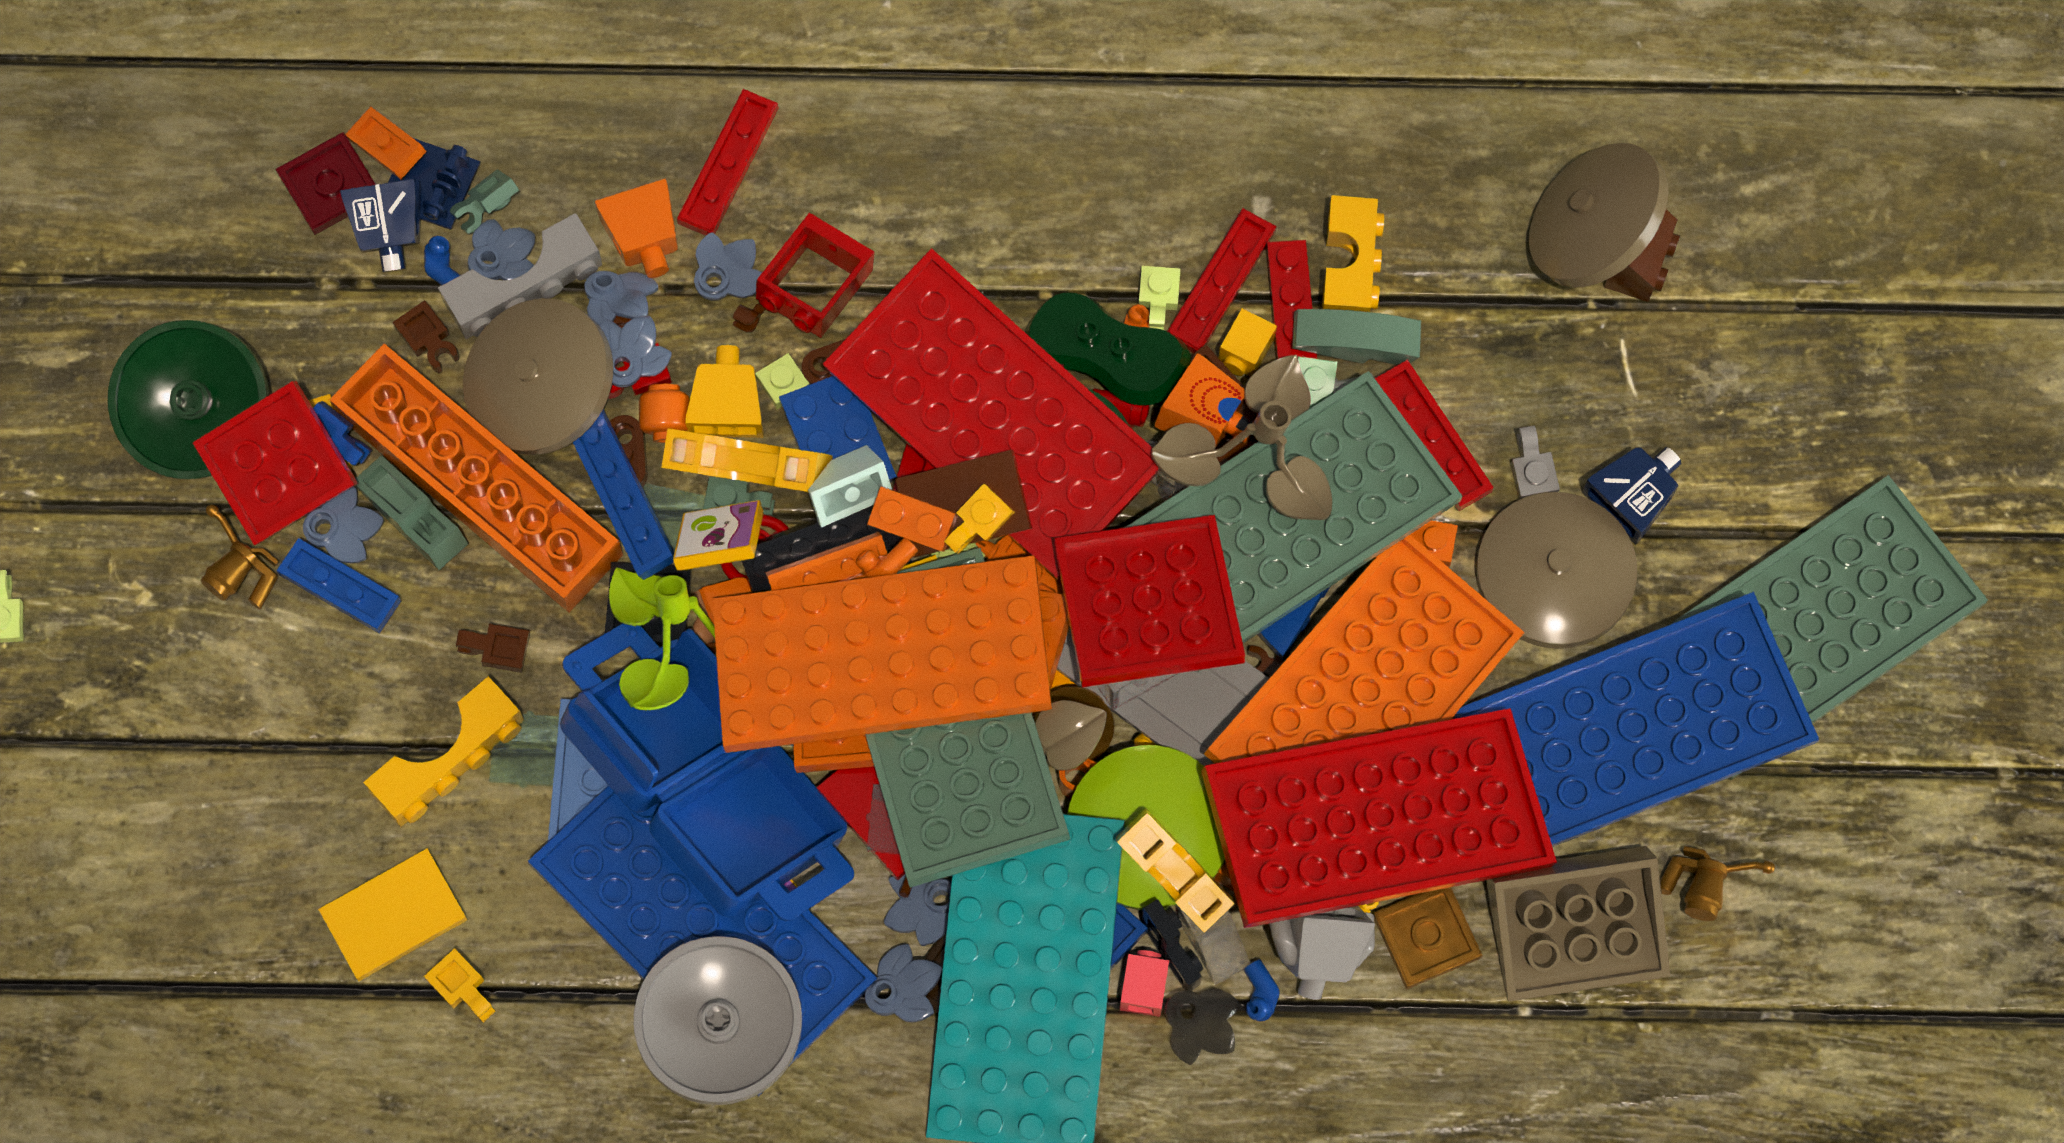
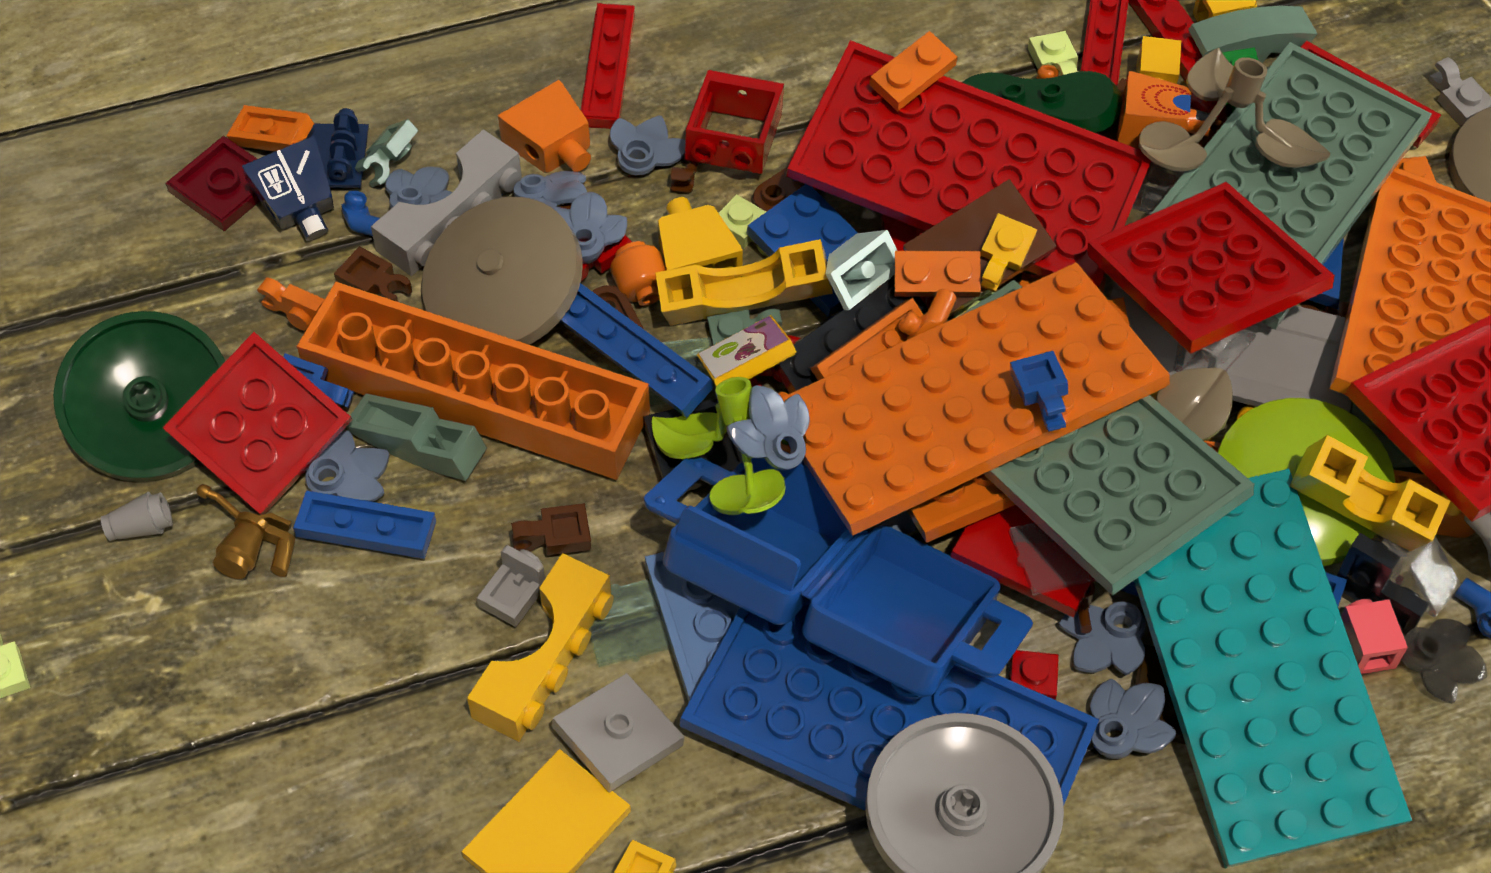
camera: 20 degrees left, 15 degrees down
(152, 514) = (138, 518): none -> light grey cone
(353, 350) = (295, 302): none -> orange plate
(440, 689) = (513, 586): none -> light grey bracket
(479, 850) = (617, 732): none -> light grey plate
(693, 628) = (770, 423): none -> sand blue plate
(846, 918) = (1036, 671): none -> red plate
(930, 675) = (1042, 382): none -> blue plate
(975, 302) = (913, 70): none -> orange plate

